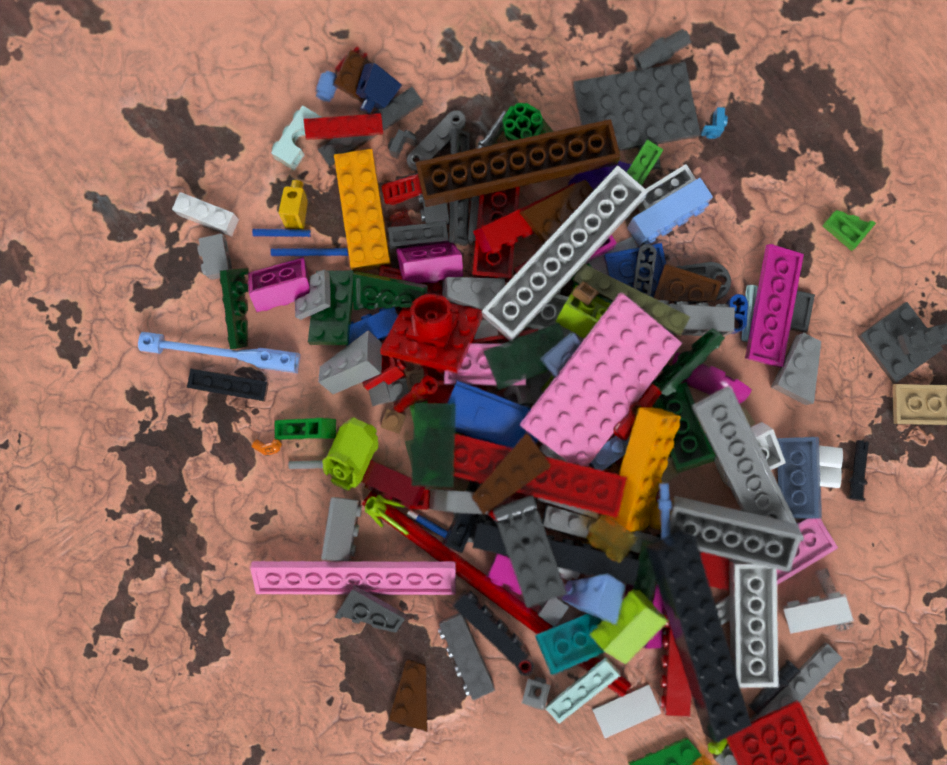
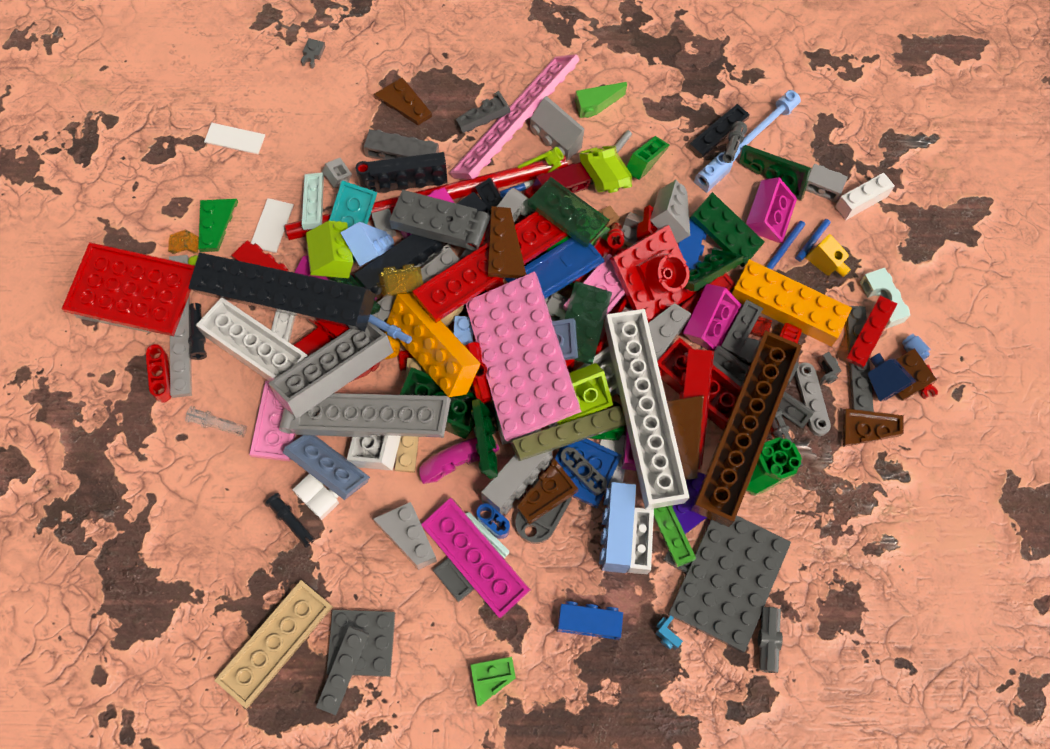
camera: 120 degrees right, 15 degrees down
(231, 360) = (735, 138): none -> dark grey pin
(267, 449) = (652, 125): orange arm -> none
(280, 520) = (596, 99): none -> bright green slope
(317, 299) = (741, 219): light grey plate -> none
(427, 81) = (870, 426): none -> reddish brown wing
(585, 293) = (601, 401): medium nougat tile -> none
(752, 186) = (590, 620): none -> blue brick
(817, 612) = (218, 397): white brick -> none
(832, 696) = (155, 365): none -> red beam

